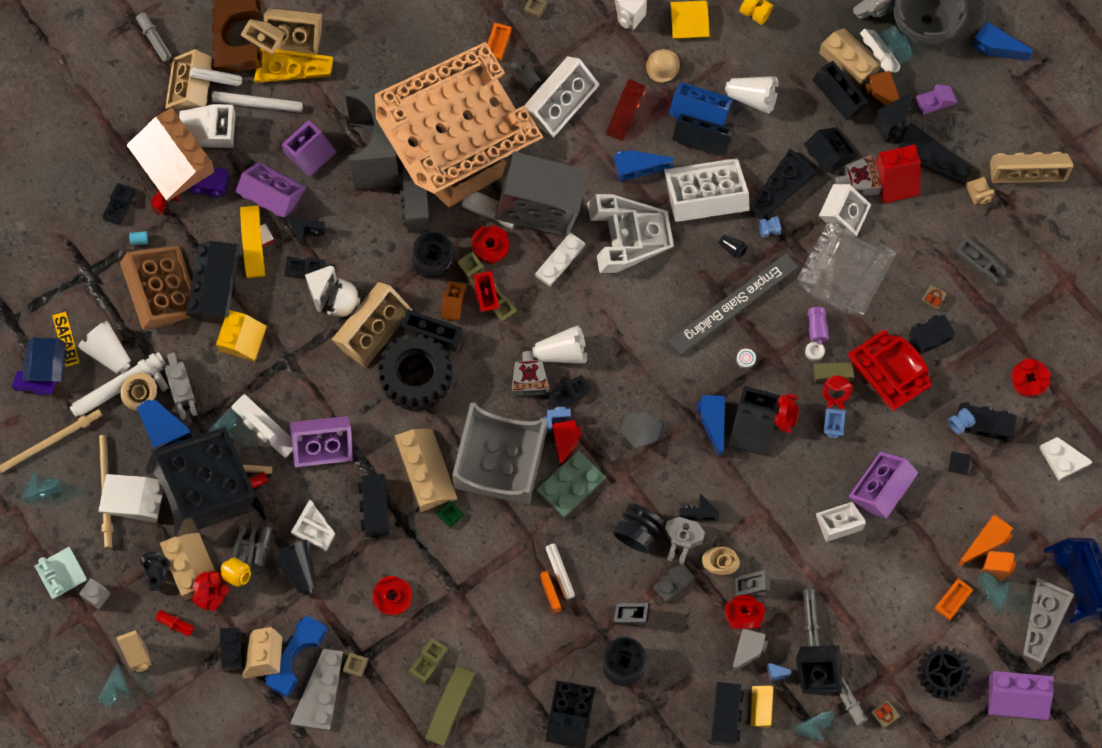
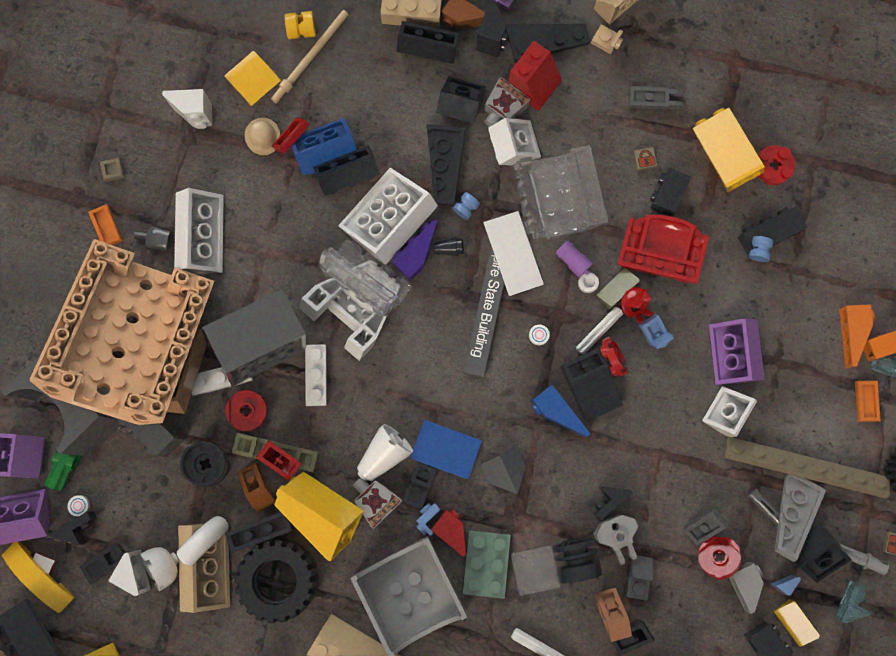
camera: 40 degrees left, 10 degrees up
(320, 214) = (78, 505): none -> white tile
(336, 178) = (62, 467): none -> green piece
(390, 299) = (202, 540): none -> white cylinder
(483, 351) = (319, 514): none -> yellow slope
(601, 516) = (535, 570): none -> clear tile
(609, 383) = (446, 449): none -> blue tile
(626, 109) = (264, 199): clear red slope -> none
(632, 584) = (613, 614): none -> nougat brick
(637, 164) = (312, 240): blue slope -> none
(653, 215) = (364, 277): none -> clear slope
(683, 79) = (290, 135): none -> red tile
(702, 232) = (414, 256): none -> dark purple slope
(710, 43) = (286, 85): none -> tan bar
(720, 560) = (663, 528): tan hat -> none
(754, 92) = (358, 99): white cone -> none
(776, 287) = (513, 253): none -> white sticker
(799, 389) = (599, 330): none -> white axle
(828, 627) = (797, 512): none -> light grey wing
(865, 606) = (807, 467): none -> dark tan plate
(959, 463) = (778, 282): black tile -> none
(1000, 337) = (728, 149): none -> yellow slope
(1063, 458) = (854, 211): white wing -> none

